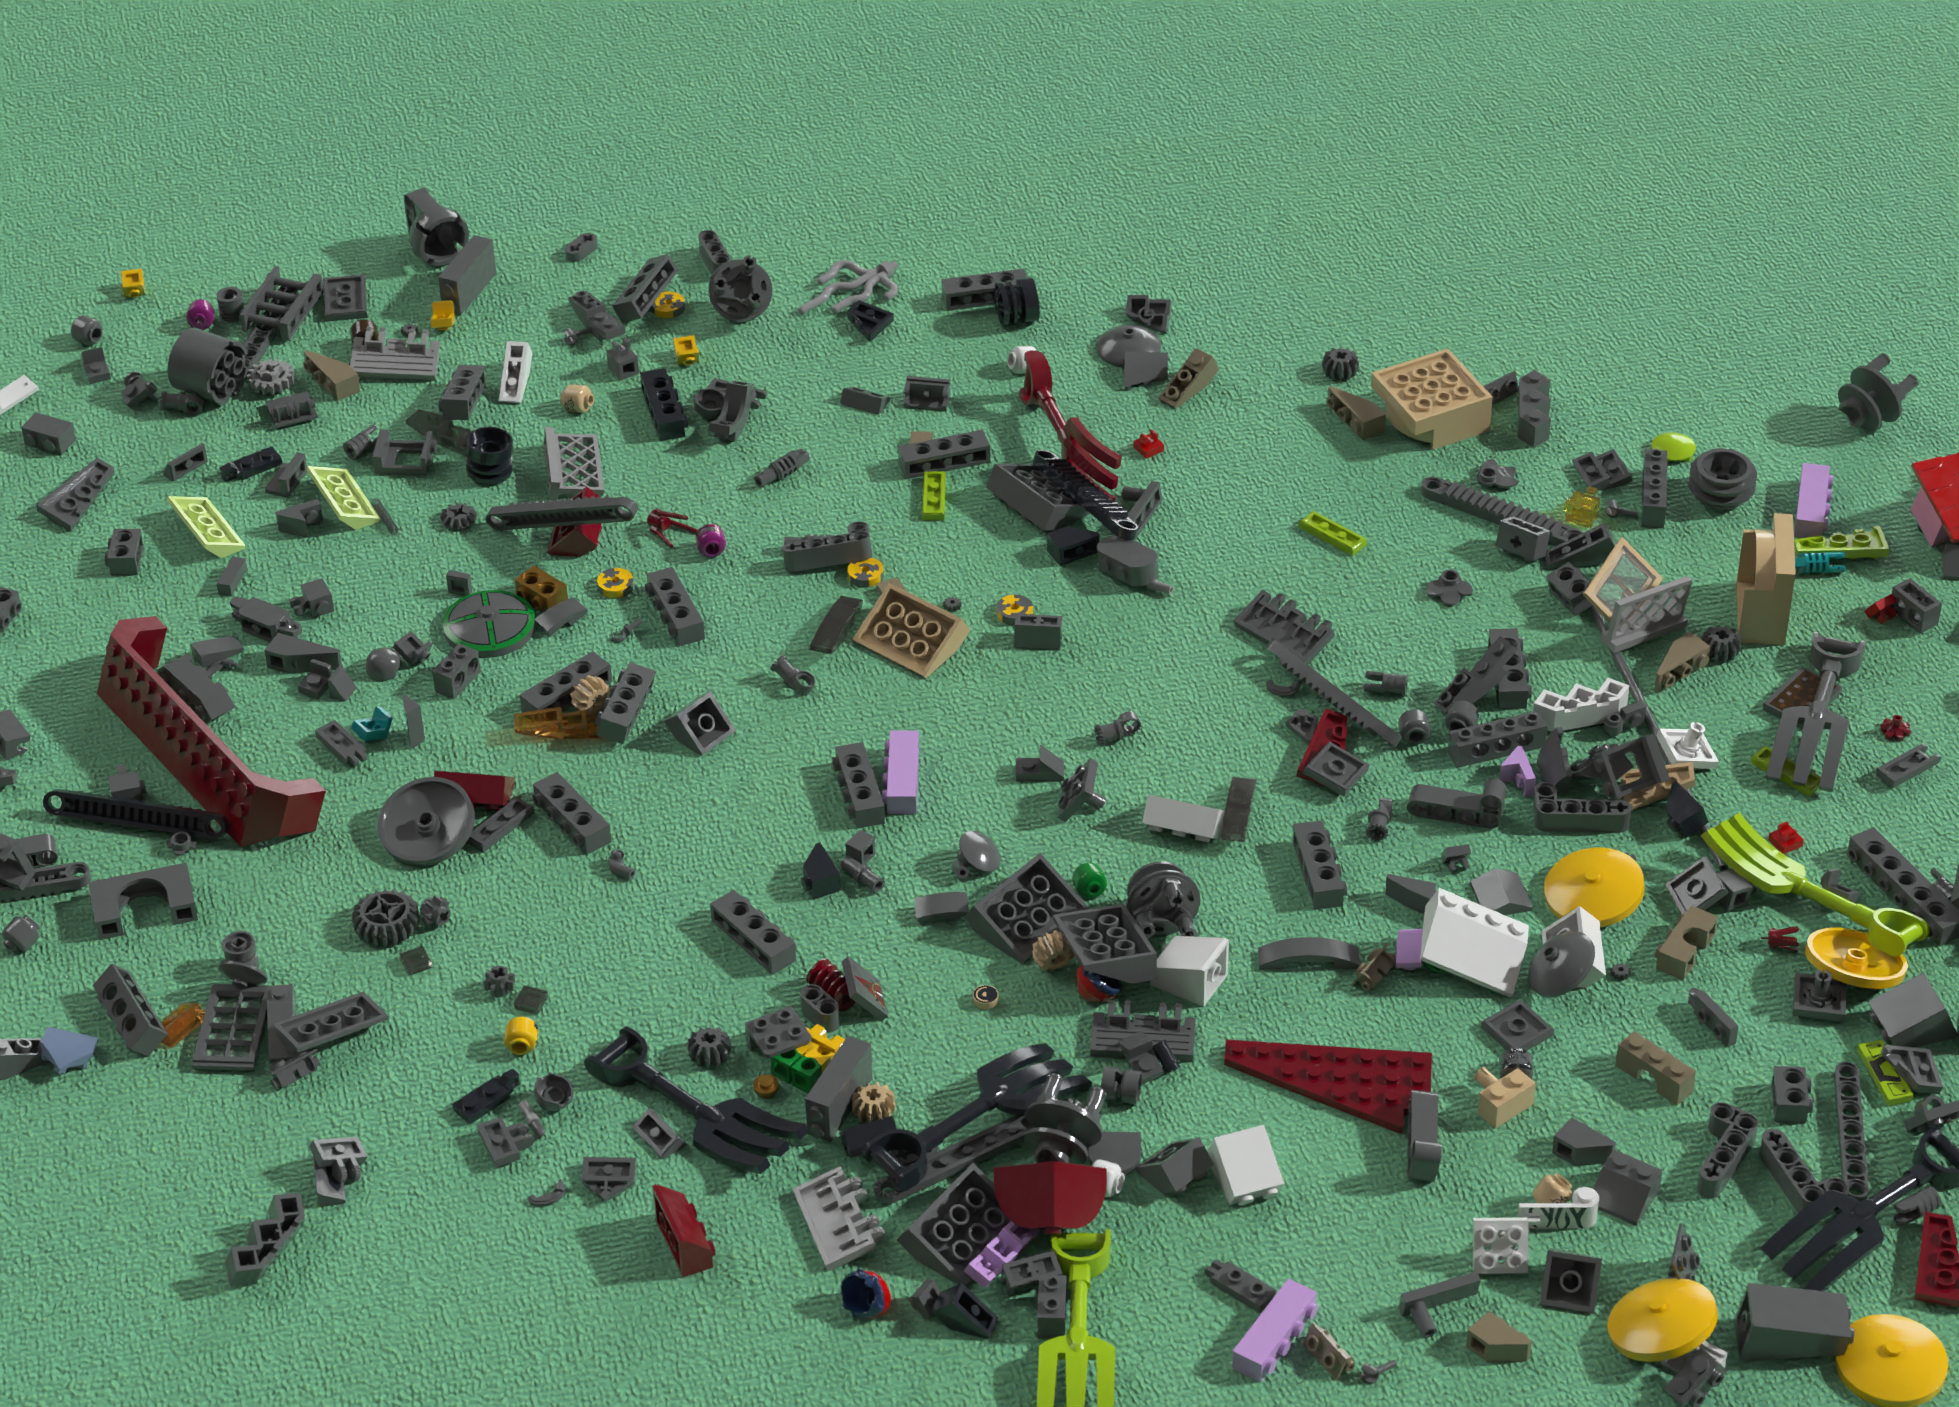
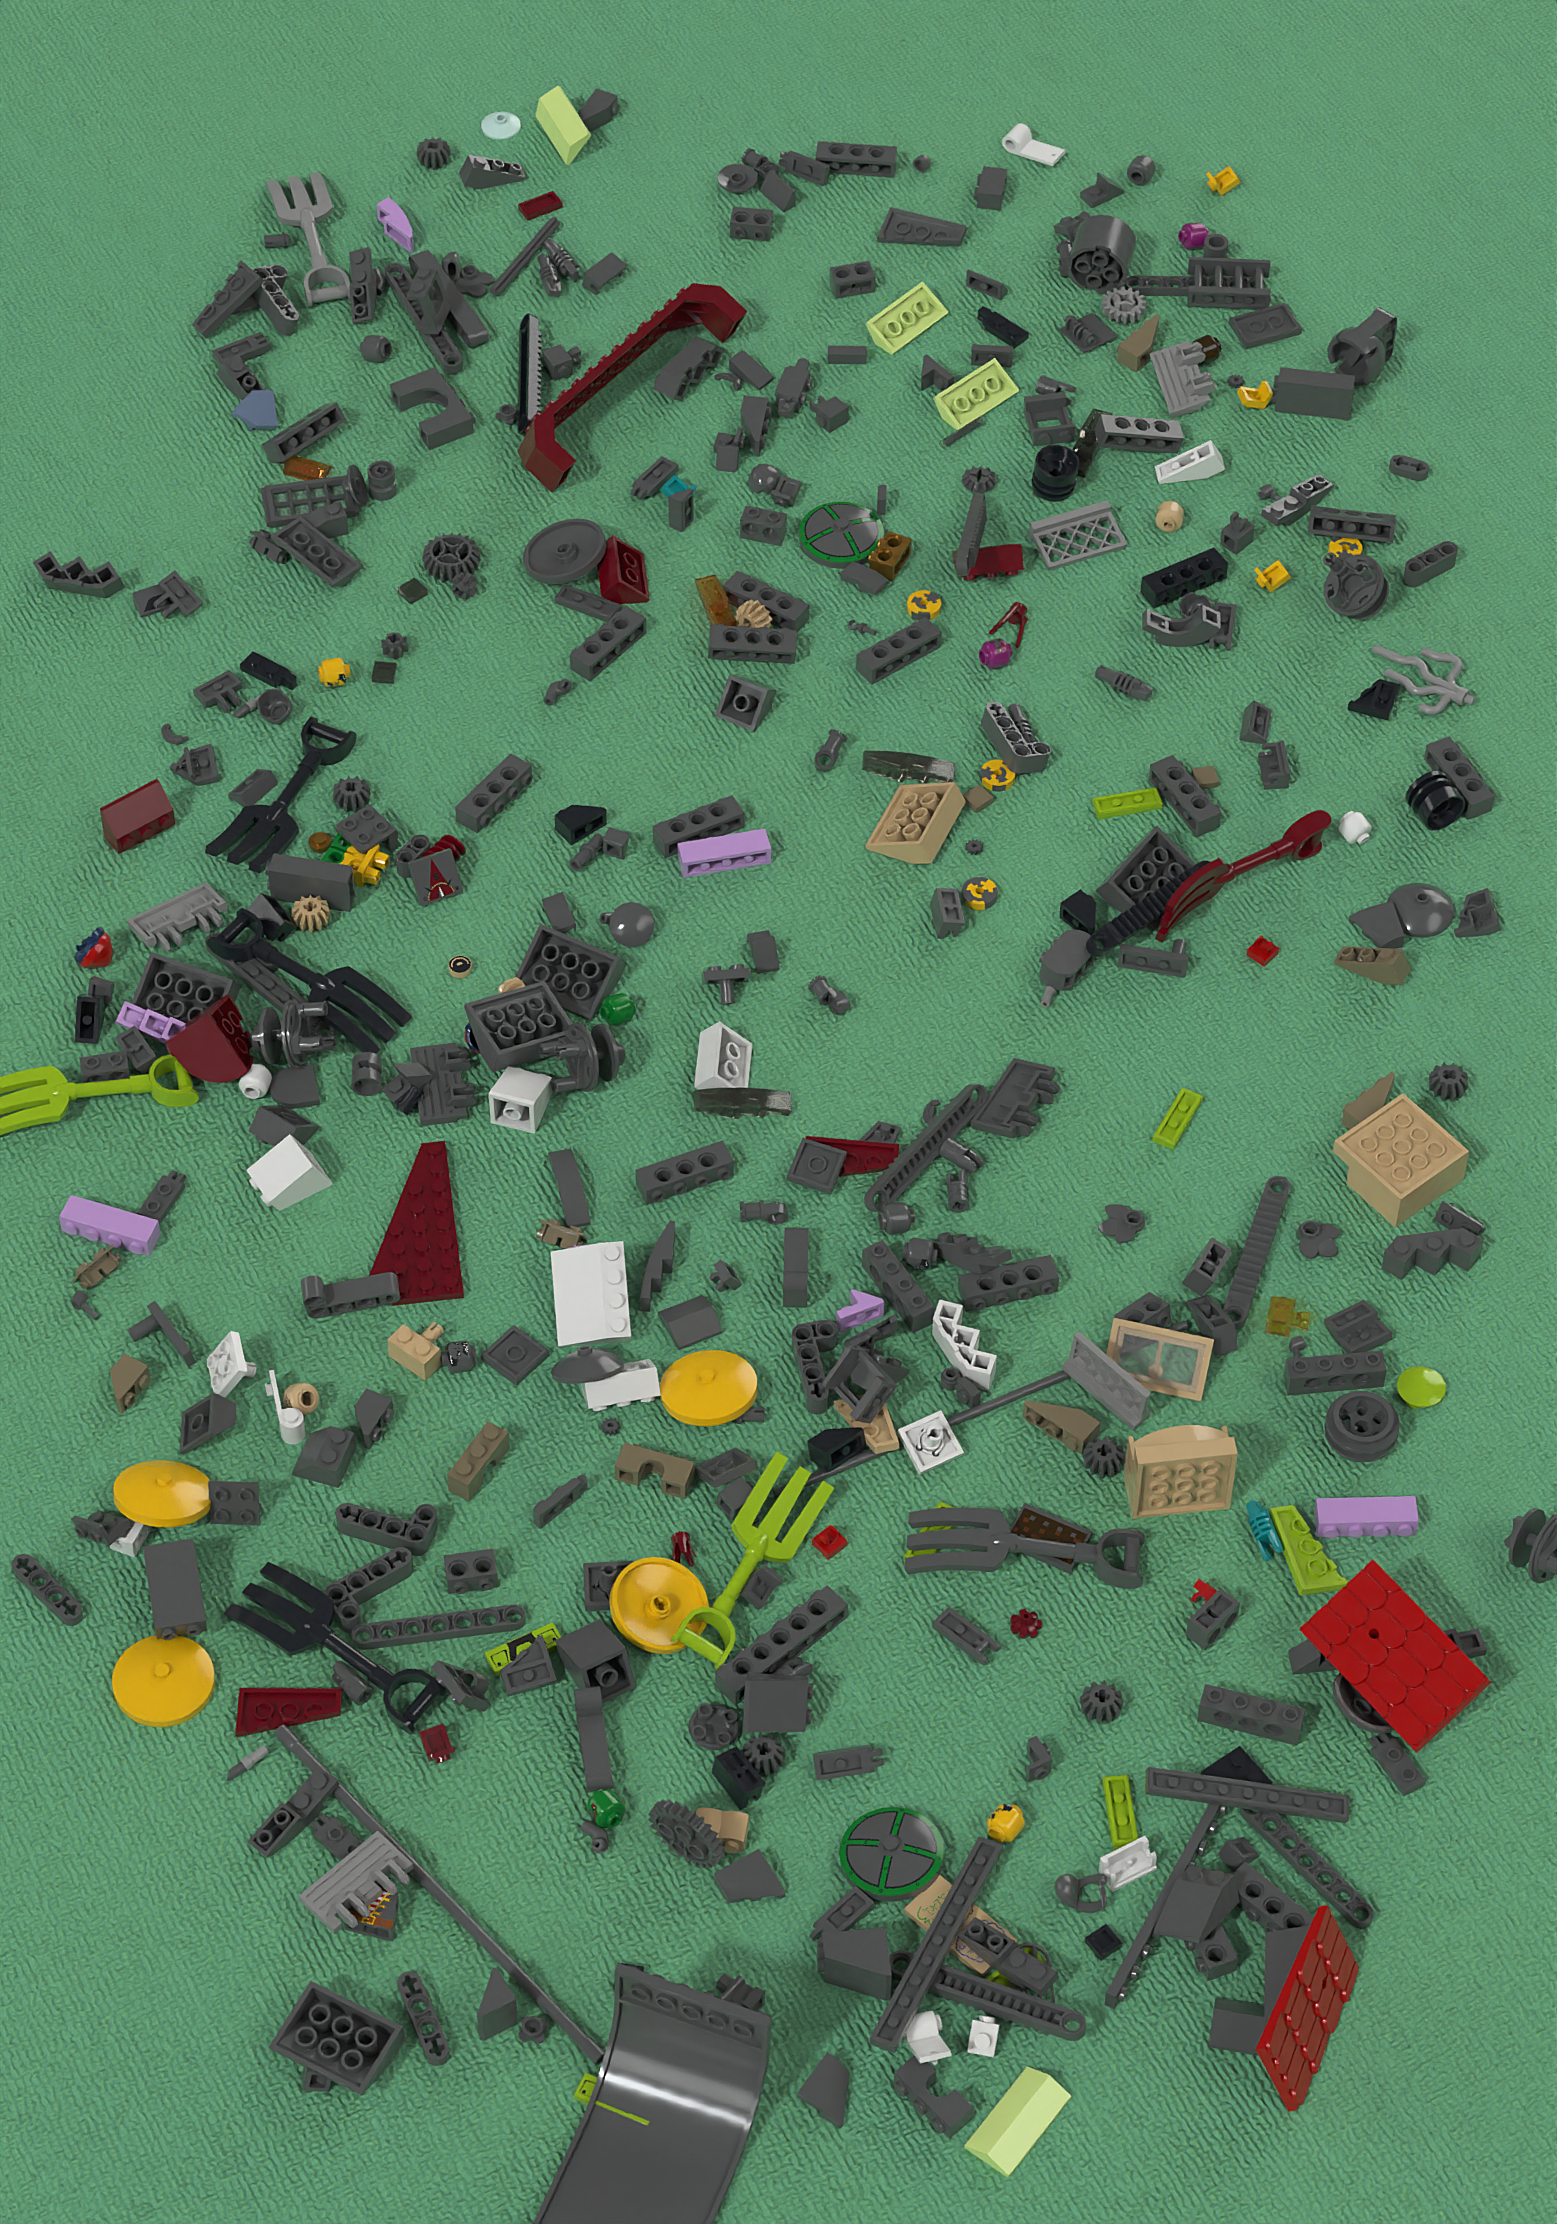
camera: 75 degrees right, 10 degrees up
(1346, 673) = (960, 1155): none -> dark grey hinge

